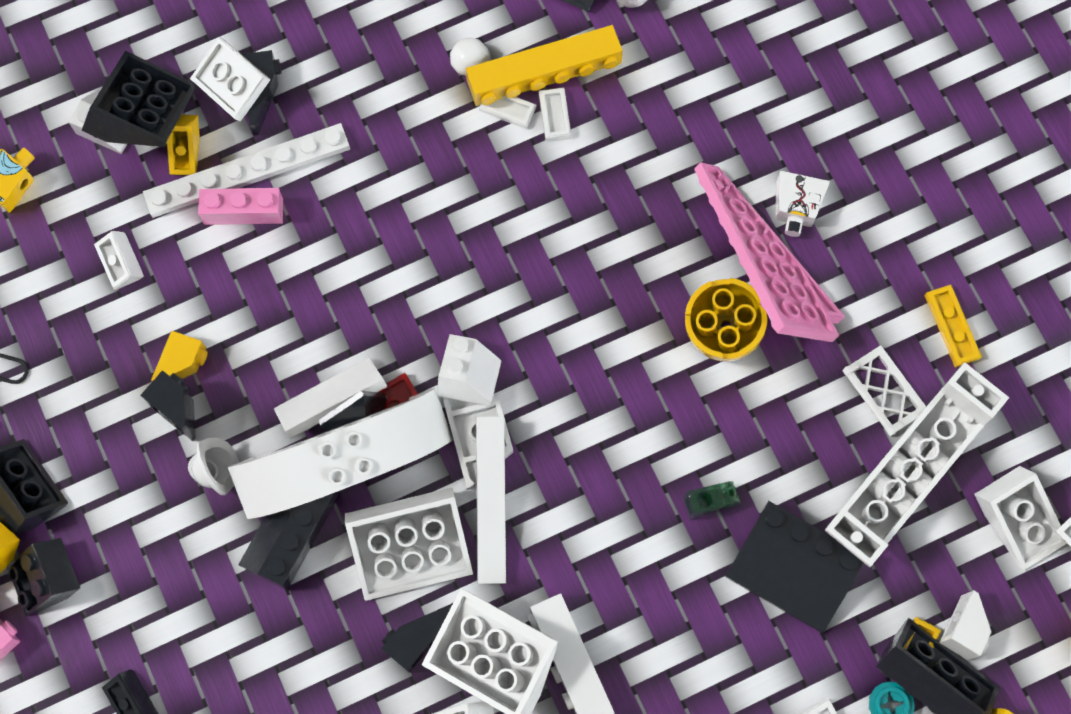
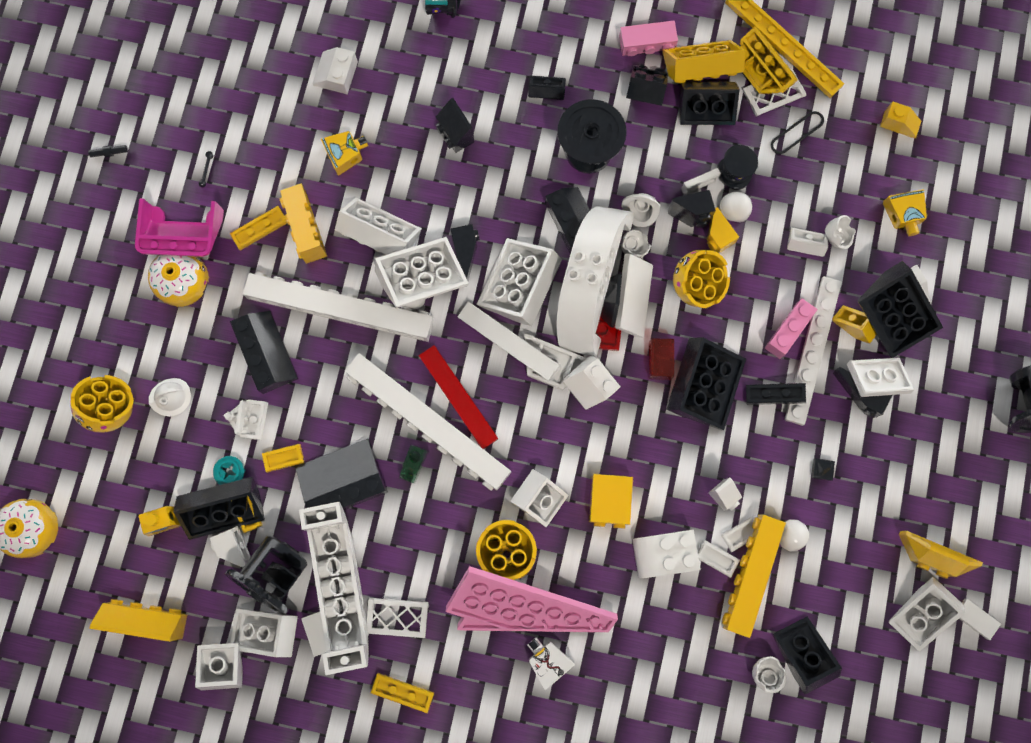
camera: 130 degrees right, 5 degrees up
(82, 393) = (737, 167): none -> black hat
(84, 229) = (840, 233): none -> white hair
(129, 424) = (700, 181): none -> white tile
(132, 364) = (736, 206): none -> white hair
(166, 576) = (591, 134): none -> black piece
(255, 336) = (701, 278): none -> yellow cylinder
(263, 439) = (635, 243): none -> white hair
(329, 173) = (776, 394): none -> black tile
(372, 253) = (706, 383): none -> black slope
(376, 74) = (823, 469): none -> black tile
(381, 318) = (661, 359): none -> clear red panel
(481, 149) = (726, 494): none -> white slope
(581, 259) = (611, 500): none -> yellow brick
(592, 164) = (666, 554): none -> white brick
(597, 511) = (458, 397): none -> red tile
(639, 336) = (539, 497): none -> white slope
(653, 522) = (426, 420): none -> white brick
(825, 655) = (283, 458): none -> yellow tile
(954, 540) = (276, 574): none -> black piece
(972, 461) = (315, 633): none -> white tile

